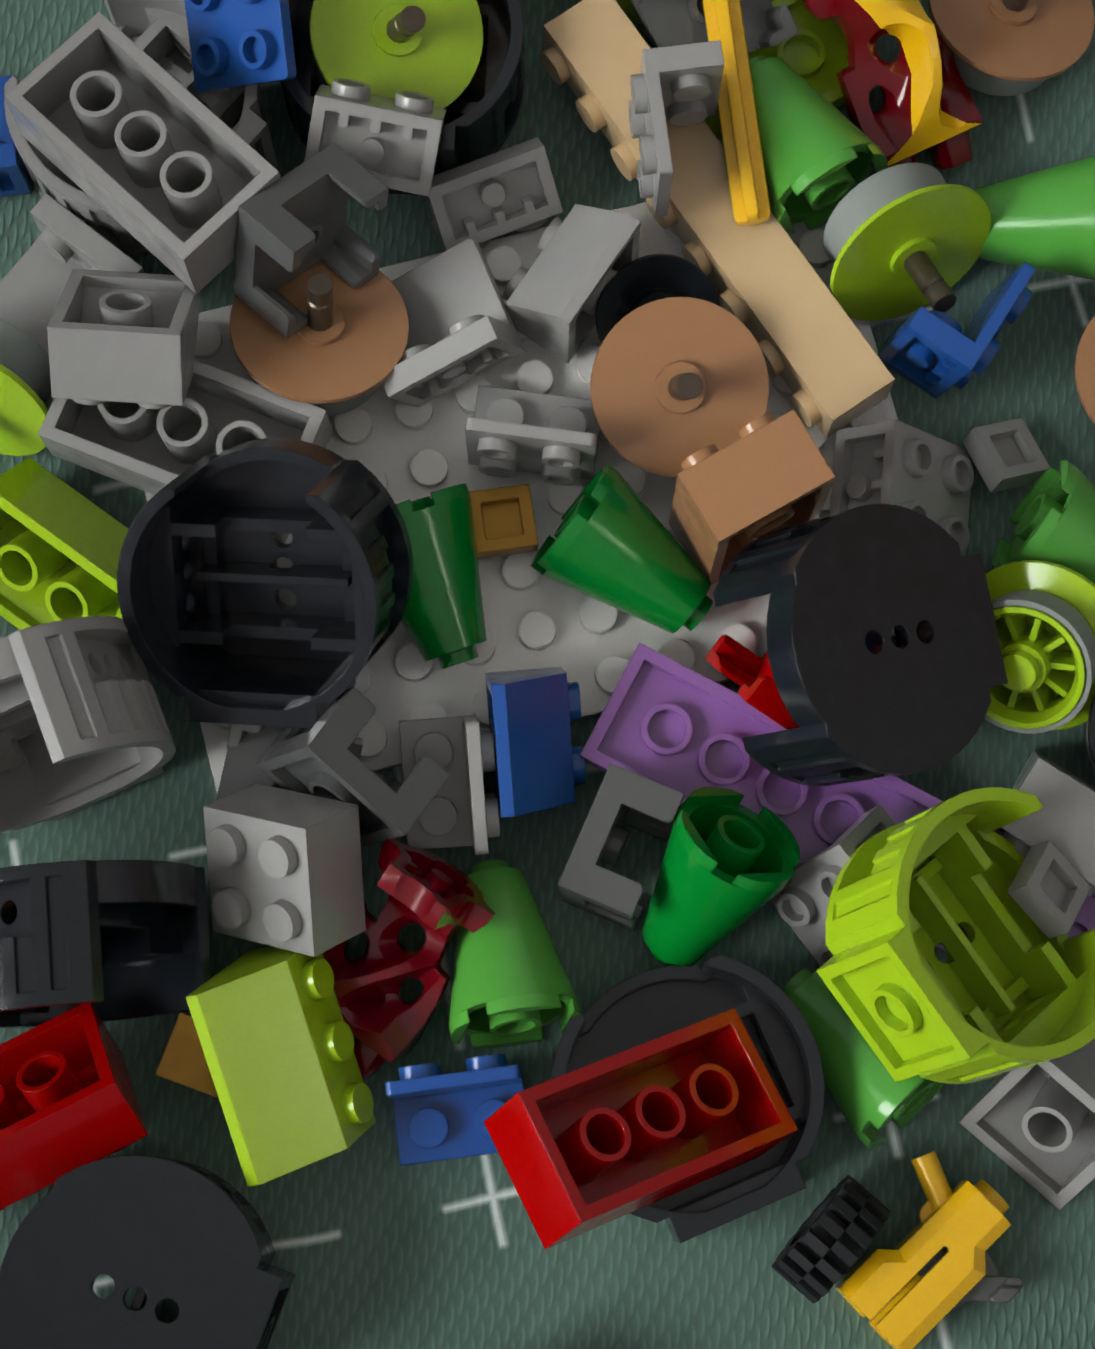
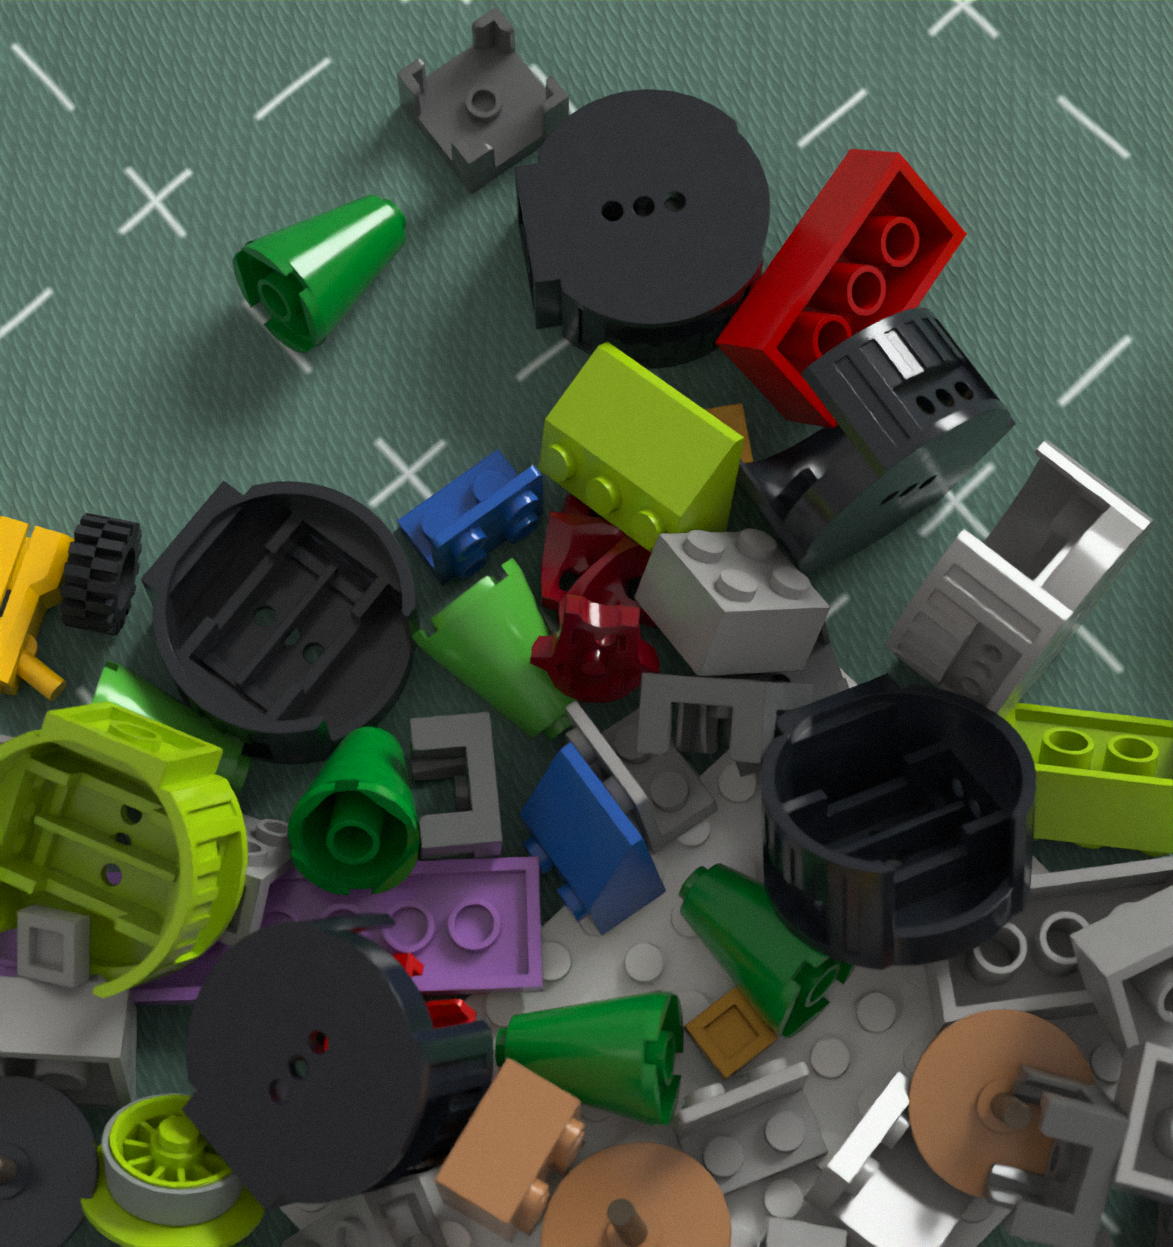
camera: 150 degrees right, 5 degrees down
(638, 1126) = (303, 542): red brick -> none

